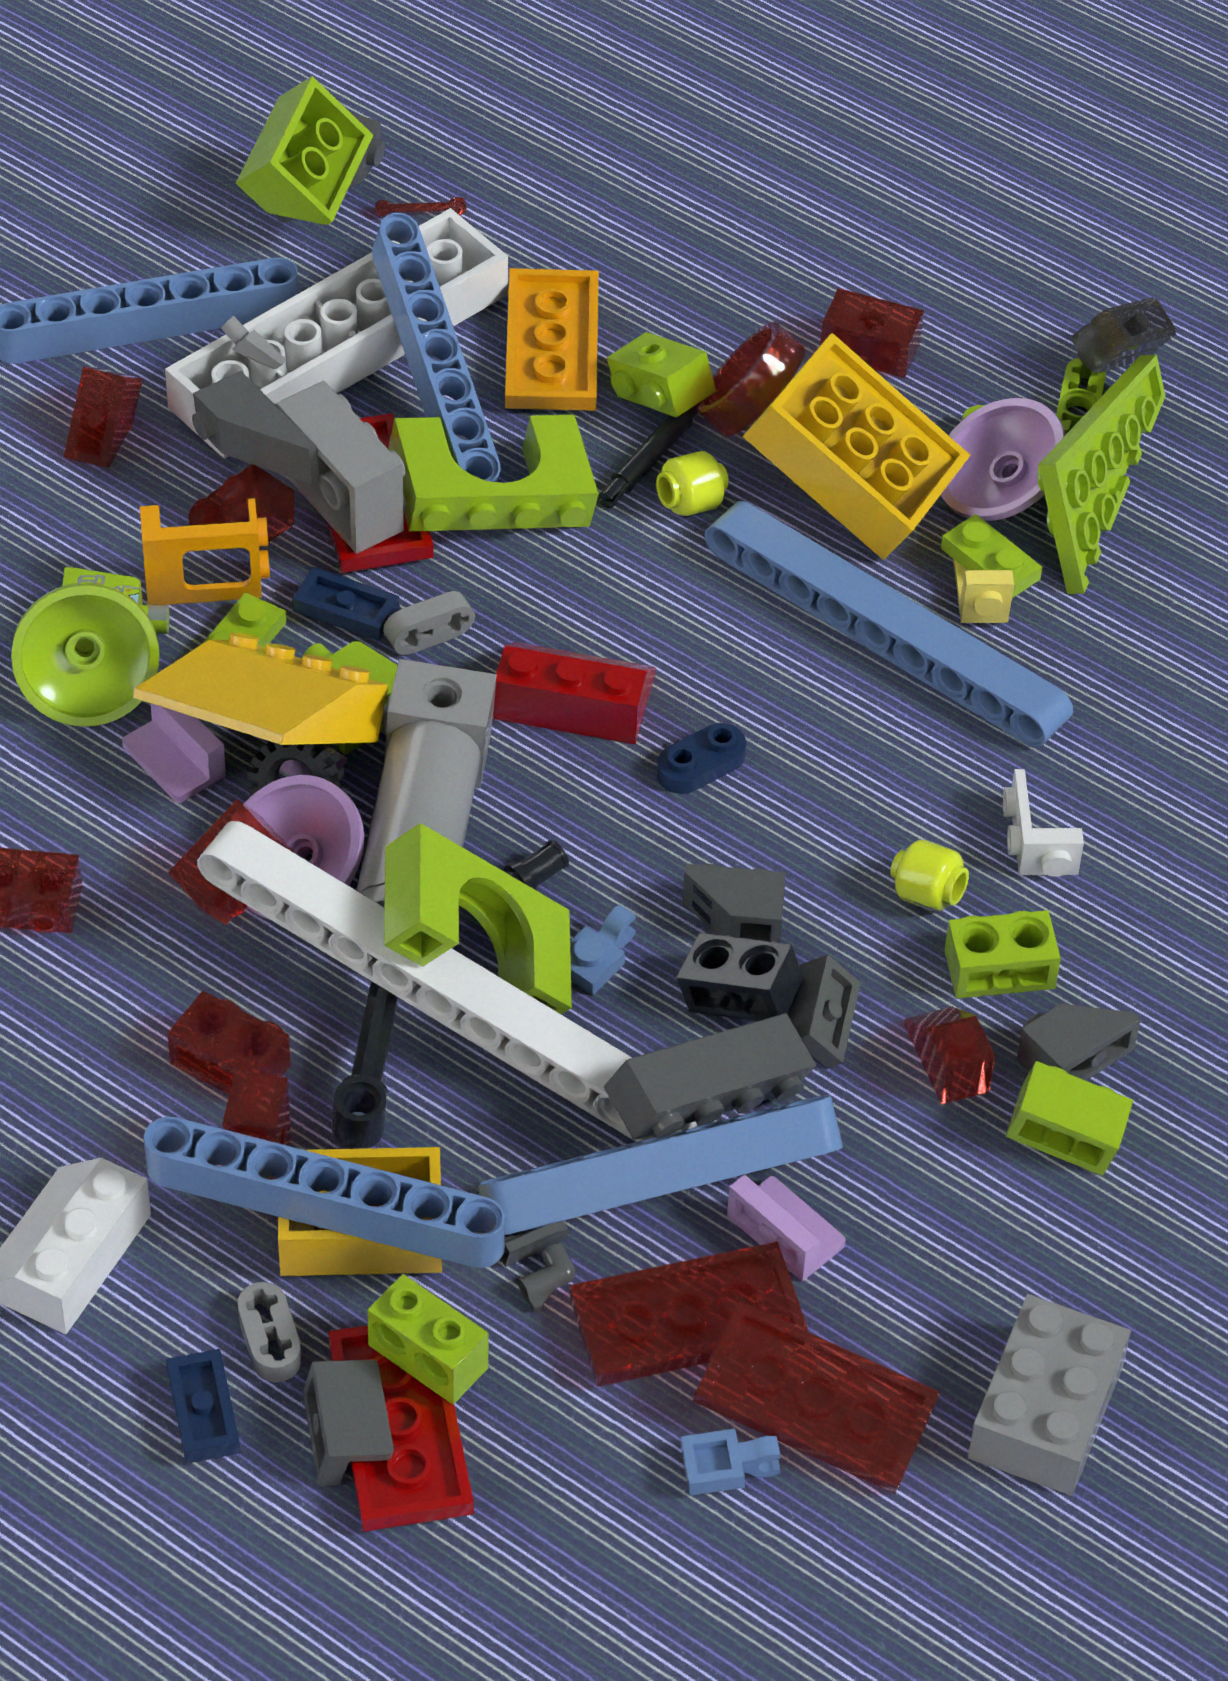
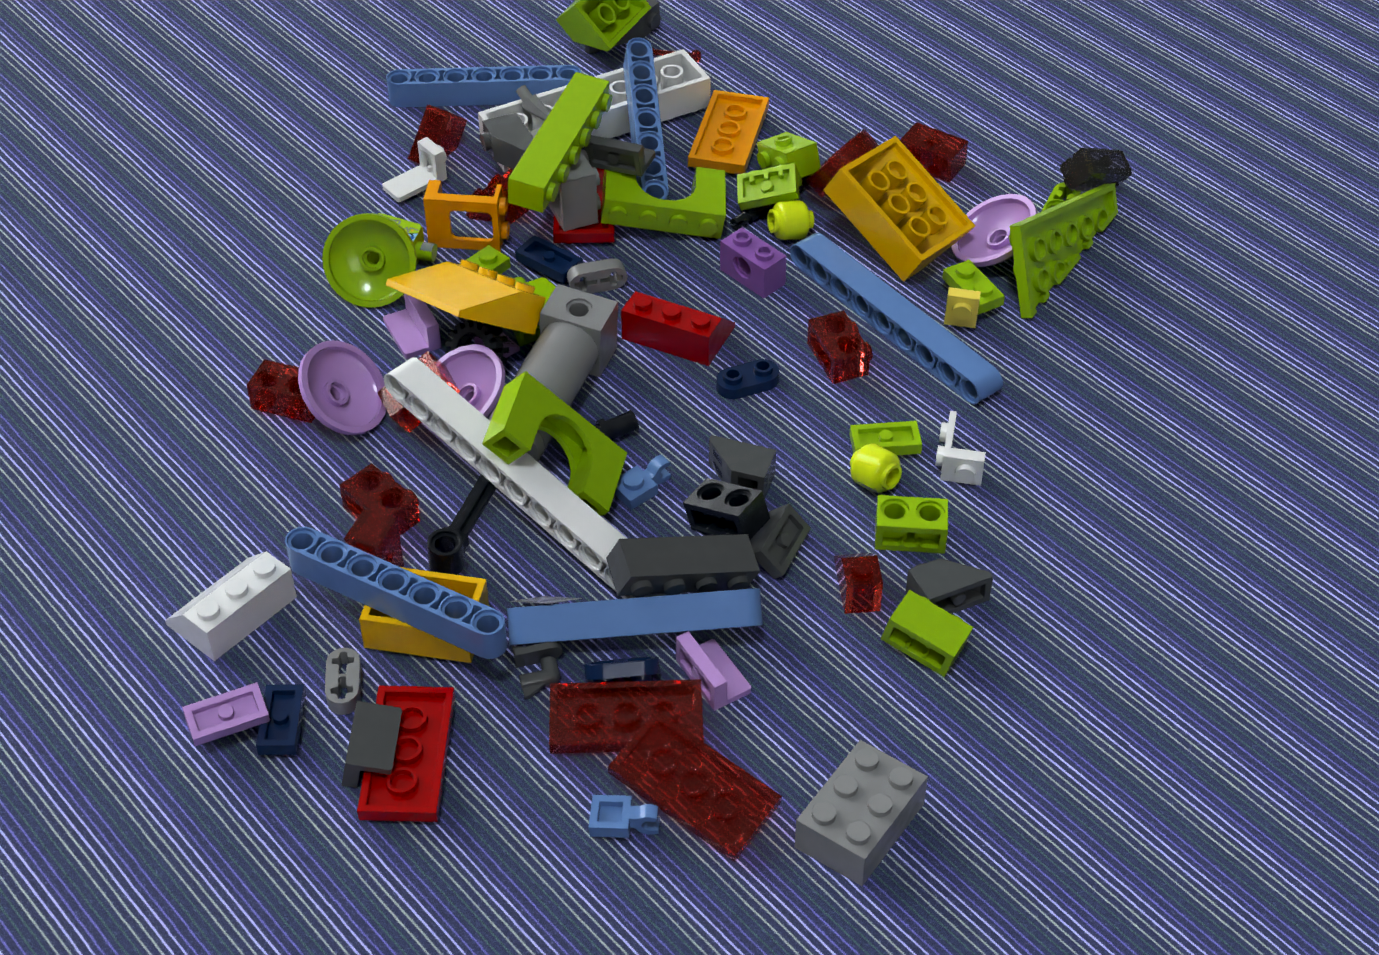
camera: 15 degrees right, 5 degrees down
(107, 481) = (431, 167): none -> white bracket
(117, 875) = (341, 387): none -> lavender dish
(128, 1415) = (226, 714): none -> lavender panel
(336, 422) = (559, 142): none -> lime brick
(418, 422) = (619, 155): none -> dark grey panel
(428, 1338) = (437, 698): lime brick -> none
(527, 1160) = (545, 599): none -> light grey sticker
(649, 434) = (768, 186): none -> lime bracket
(657, 565) = (753, 262): none -> medium lavender brick
(680, 1240) = (636, 668): none -> dark blue plate
(822, 686) = (839, 347): none -> clear red brick
(942, 820) = (897, 437): none -> lime plate

